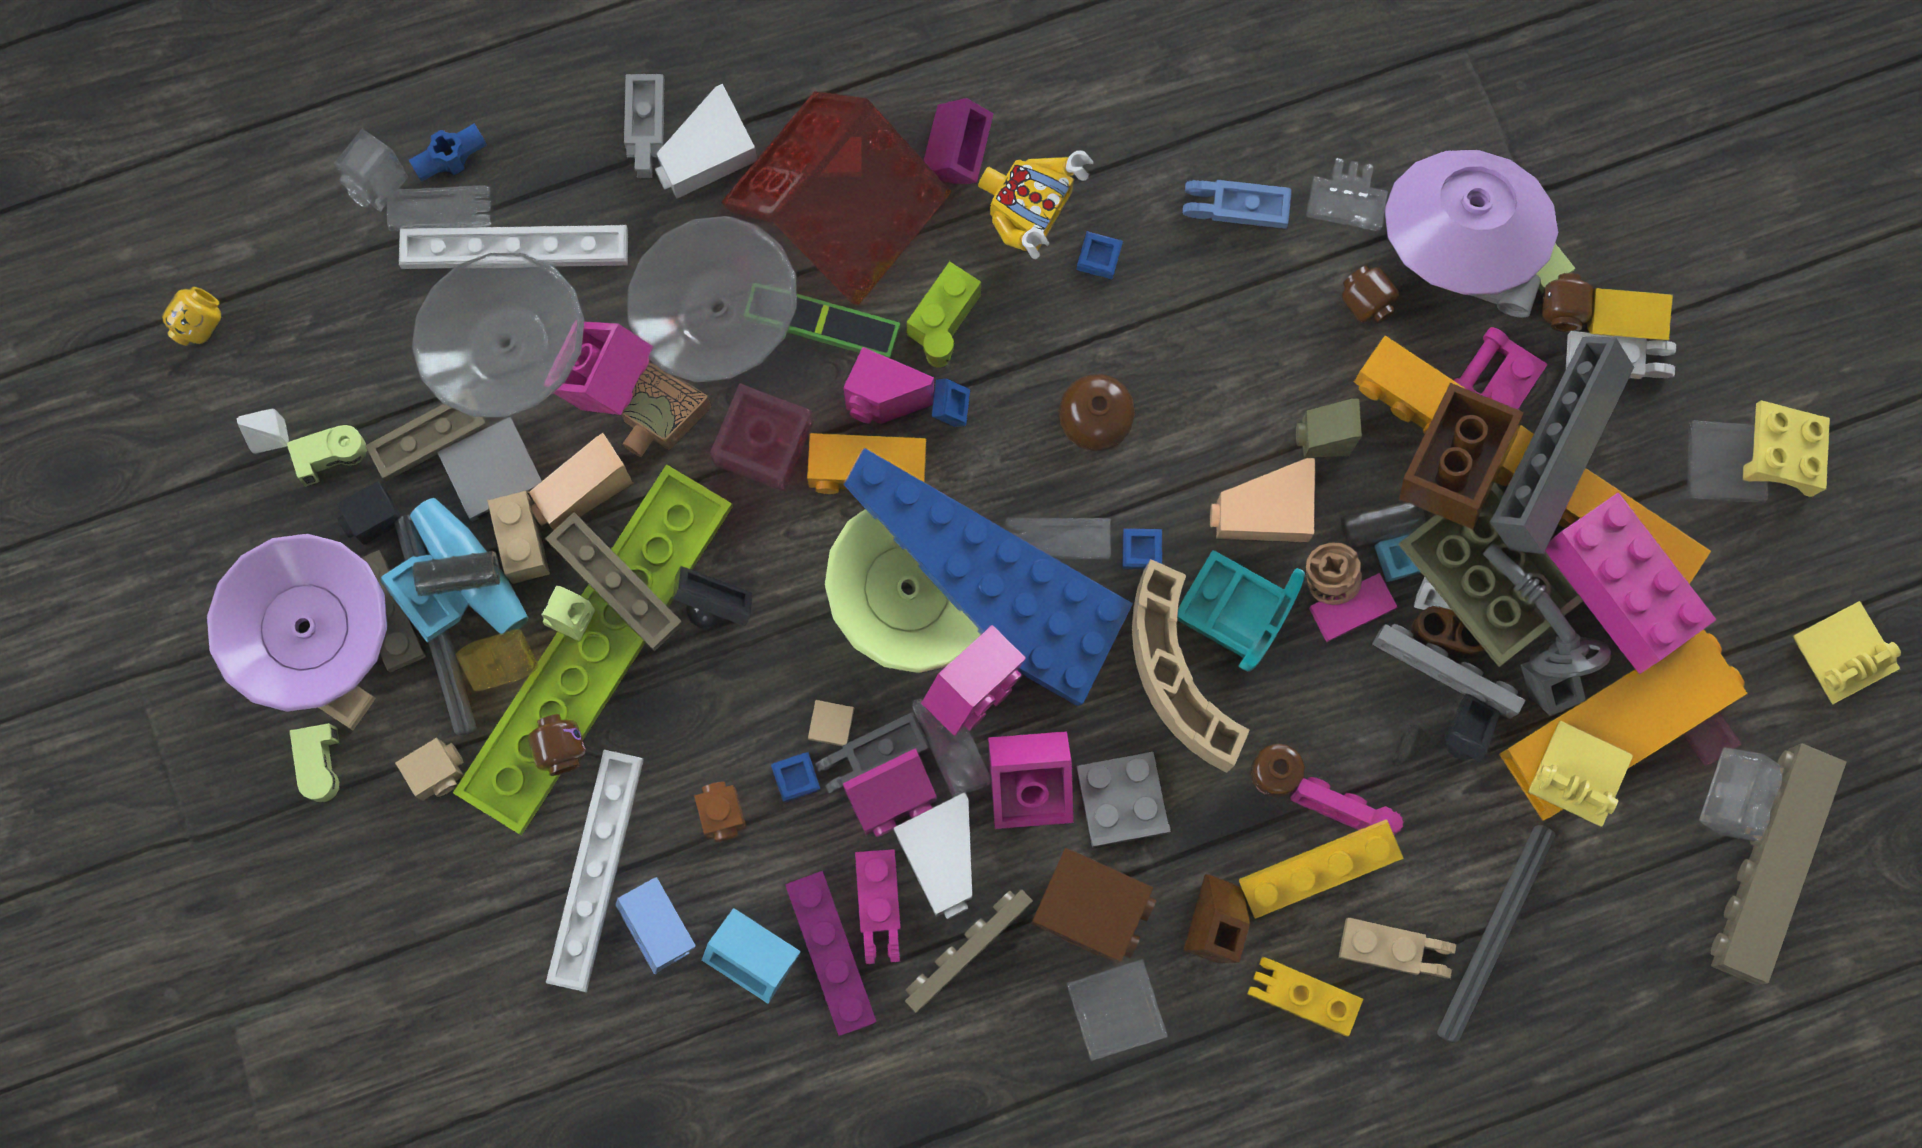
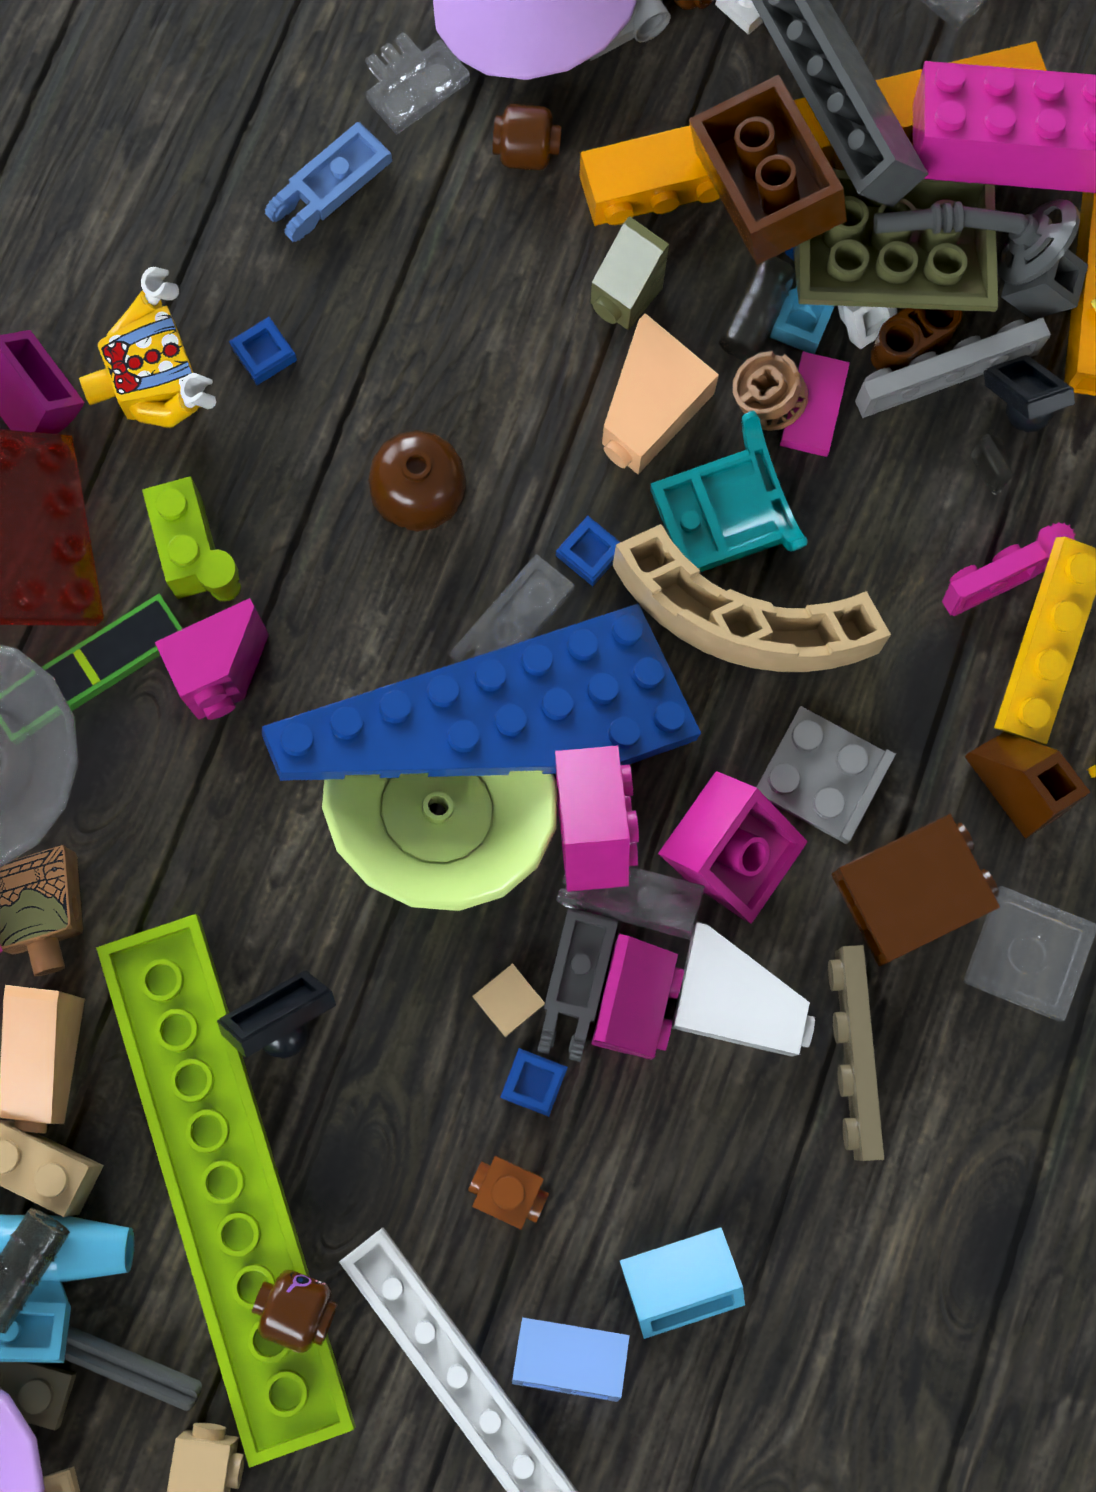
camera: 50 degrees left, 0 degrees up
(497, 660) = (148, 1300): clear yellow beam -> none
(568, 613) = (164, 1182): yellowish green leg -> none
(614, 581) = (171, 1104): dark tan plate -> none
(762, 437) = (154, 825): clear pink brick -> none
(830, 953) = (746, 1196): magenta plate -> none
(835, 455) = (242, 767): light orange brick -> none
(878, 900) = (731, 1102): dark pink hinge -> none
(950, 402) = (285, 610): blue tile -> none
(1277, 770) = (921, 601): reddish brown head -> none
(1513, 377) = (712, 74): dark pink plate -> none

